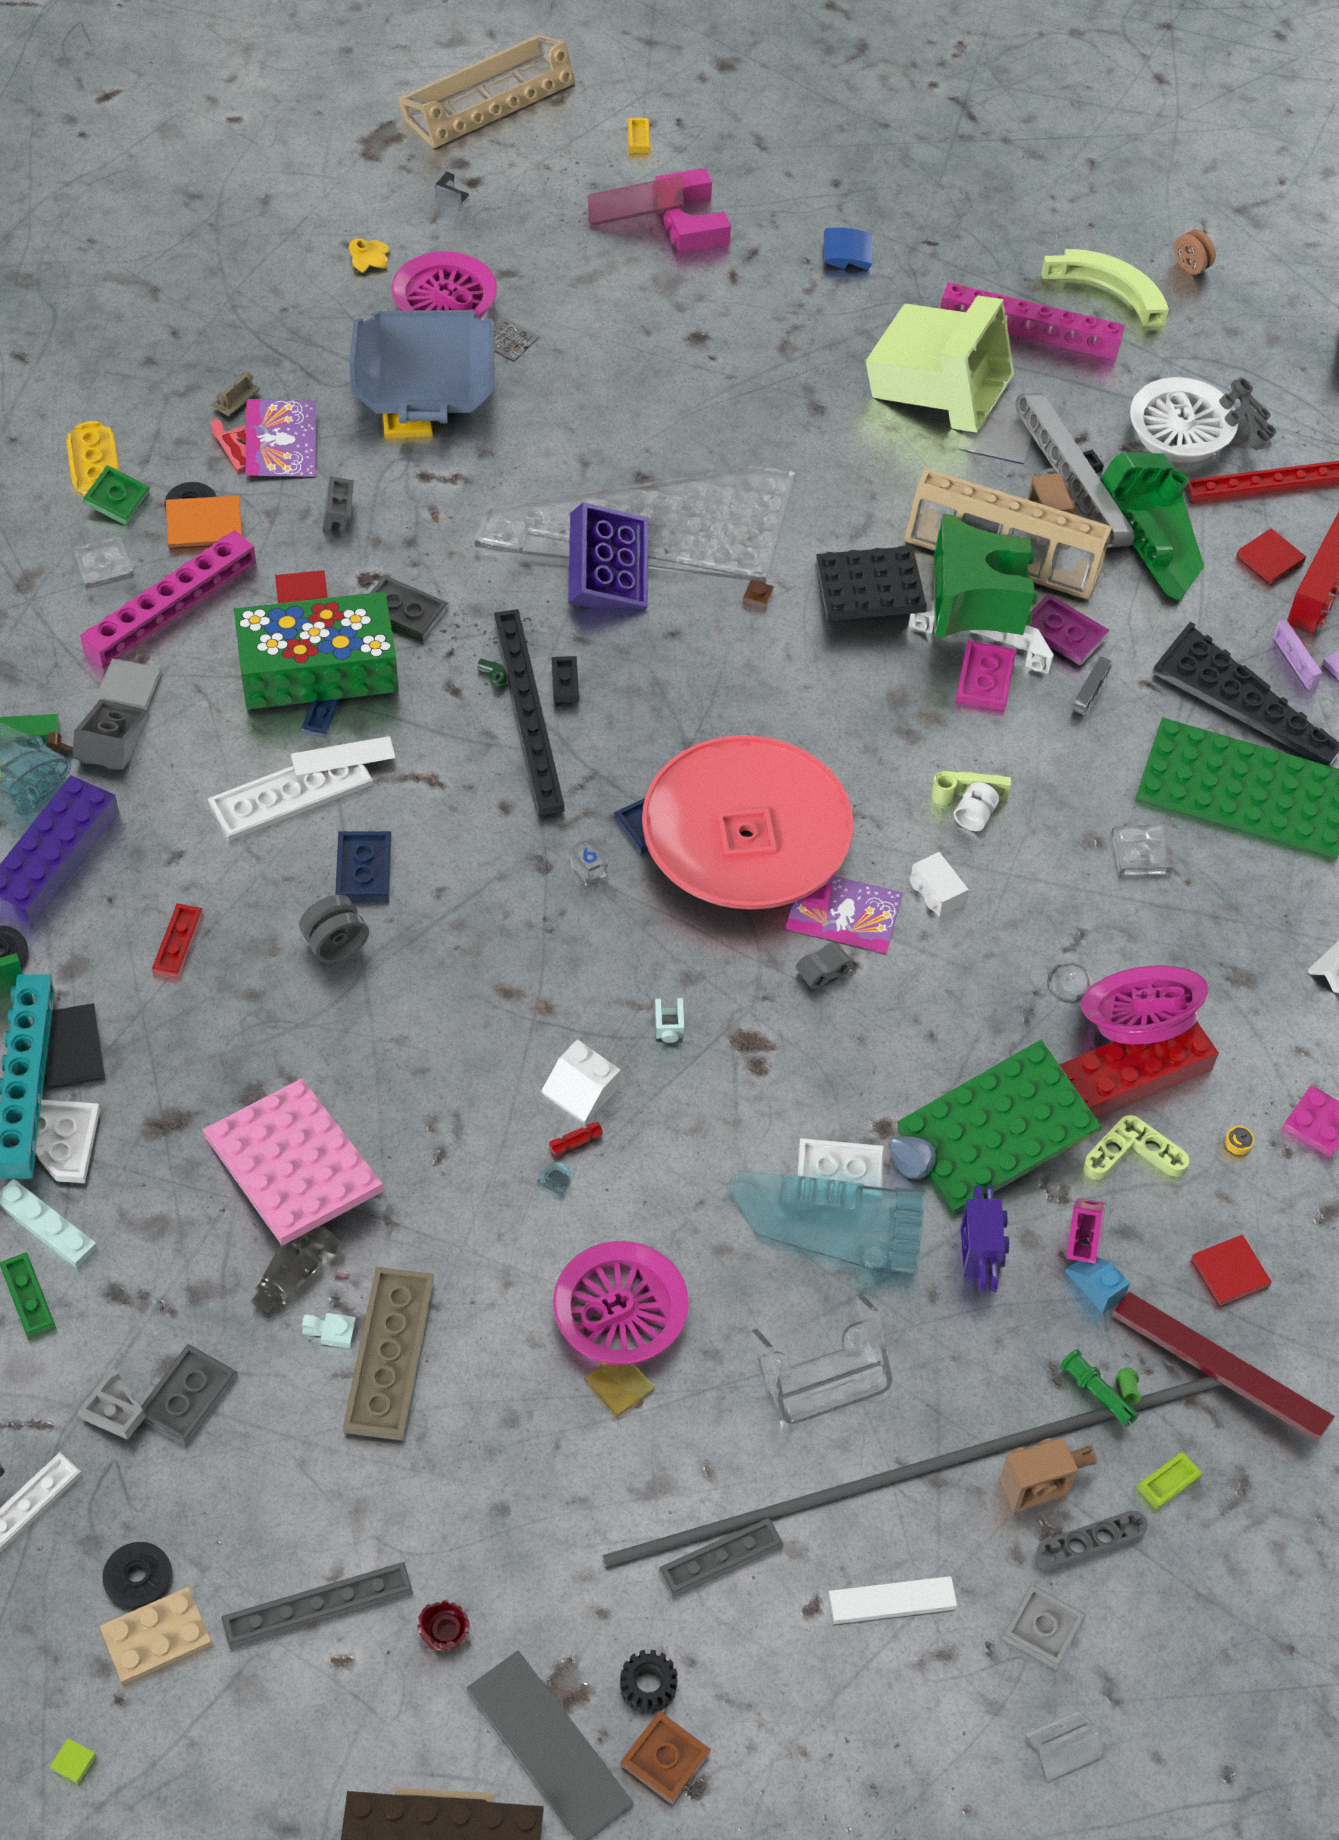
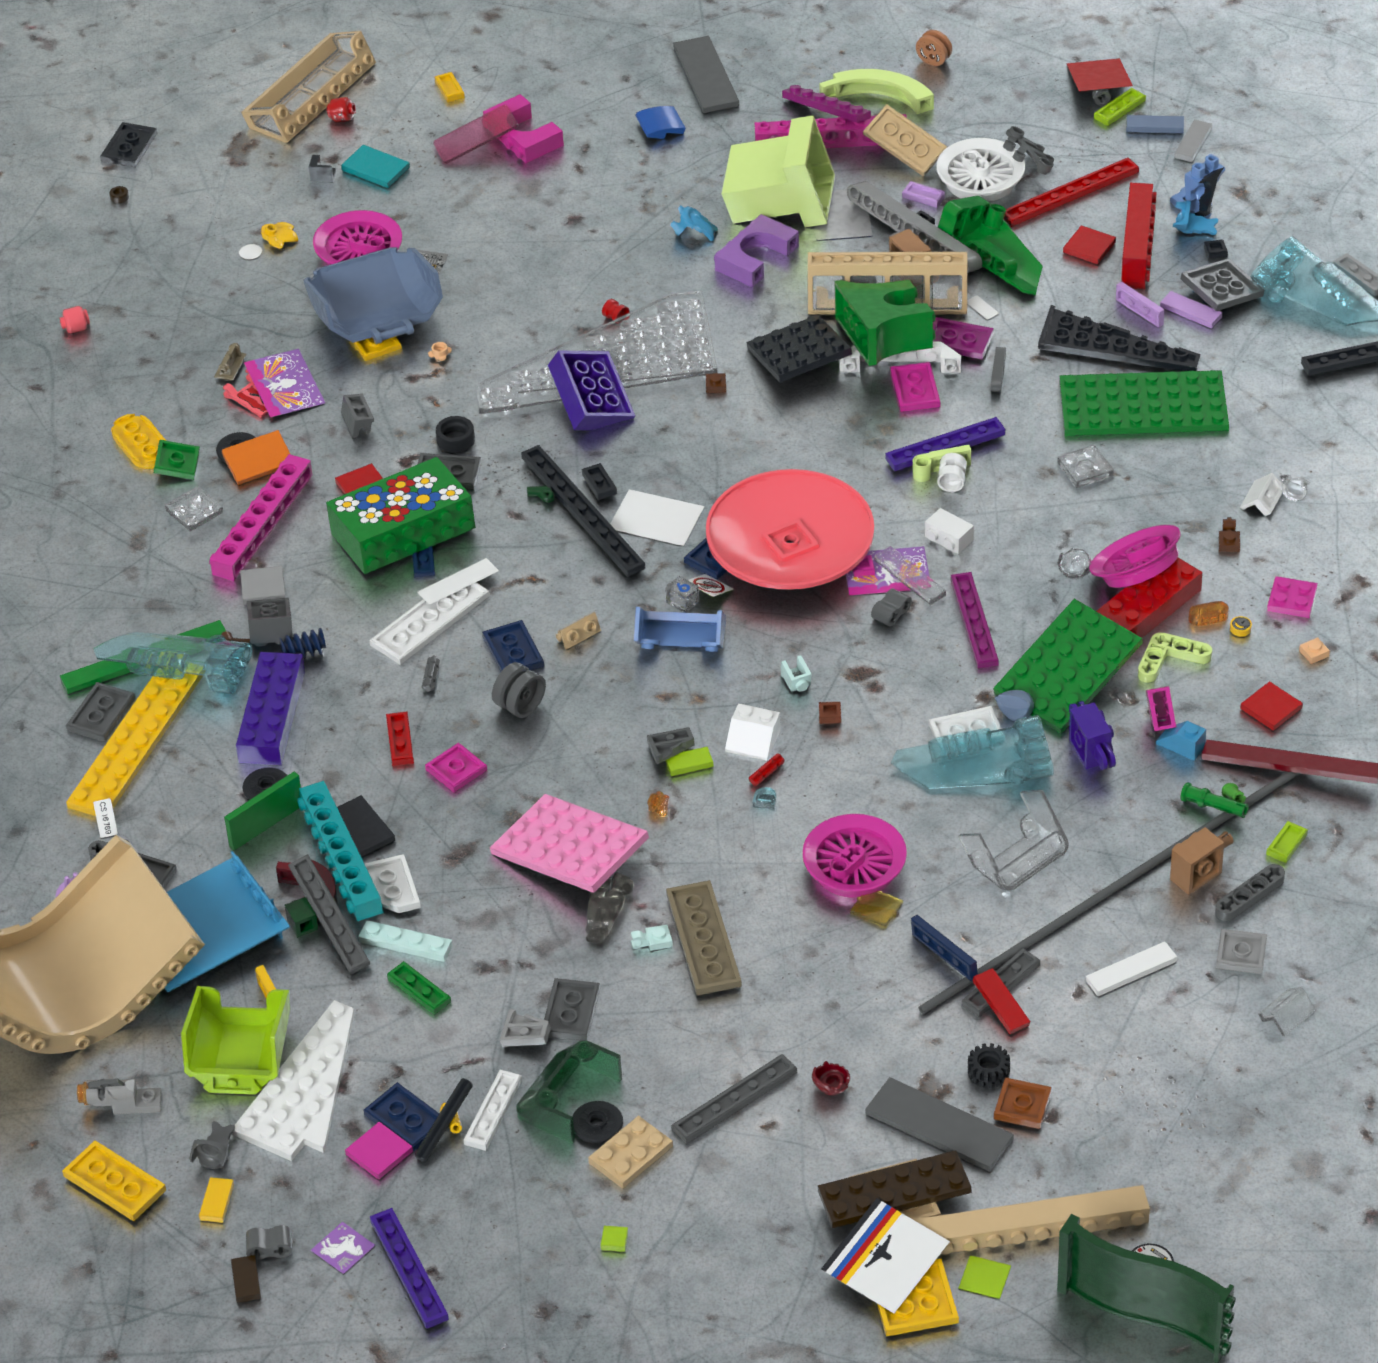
camera: 15 degrees left, 10 degrees down
(74, 1520) = (540, 1100): none -> clear green windscreen
(99, 288) = (74, 319): none -> coral head
(128, 781) = (304, 644): none -> dark blue piece
(221, 1003) = (456, 767): none -> dark pink tile
(226, 154) = (119, 194): none -> dark brown tile
(253, 866) = (430, 673): none -> dark grey axle
(266, 99) = (128, 144): none -> black tile
(329, 265) = (250, 251): none -> white sticker
(427, 1140) = (658, 803): none -> clear orange plate
(433, 578) = (458, 444): none -> black tyre
(448, 869) = (579, 631): none -> tan hinge
(469, 453) = (439, 351): none -> light nougat plate
(477, 1062) = (670, 743): none -> dark grey wing
(491, 1092) = (690, 761): none -> lime tile
(507, 127) = (341, 109): none -> red head
(512, 205) = (375, 166): none -> teal tile
(560, 907) = (679, 629): none -> medium blue windscreen
(610, 747) = (656, 517): none -> white sticker
(625, 860) = (710, 585): none -> sticker
(669, 1484) = (944, 947): none -> dark blue tile
(684, 464) = (613, 310): none -> red wheel
(686, 1086) = (829, 712): none -> copper plate
(705, 1590) = (1001, 1001): none -> red tile
(825, 380) = (692, 218): none -> dark azure hair
(867, 928) = (910, 575): none -> clear tile
(896, 421) = (759, 233): none -> medium lavender arch
(917, 1016) = (974, 620): none -> magenta tile
(926, 205) = (706, 74): none -> dark grey tile
(1003, 763) = (968, 435): none -> dark purple plate
(1040, 284) = (826, 104): none -> magenta plate
(1105, 429) = (923, 194): none -> lavender tile
(1109, 356) = (904, 140): none -> tan tile
(1110, 596) = (982, 307): none -> white sticker
(1206, 1107) = (1208, 613): none -> clear orange beam
(1275, 1012) = (1229, 538): none -> reddish brown plate
(1317, 1208) = (1314, 650): none -> light nougat plate

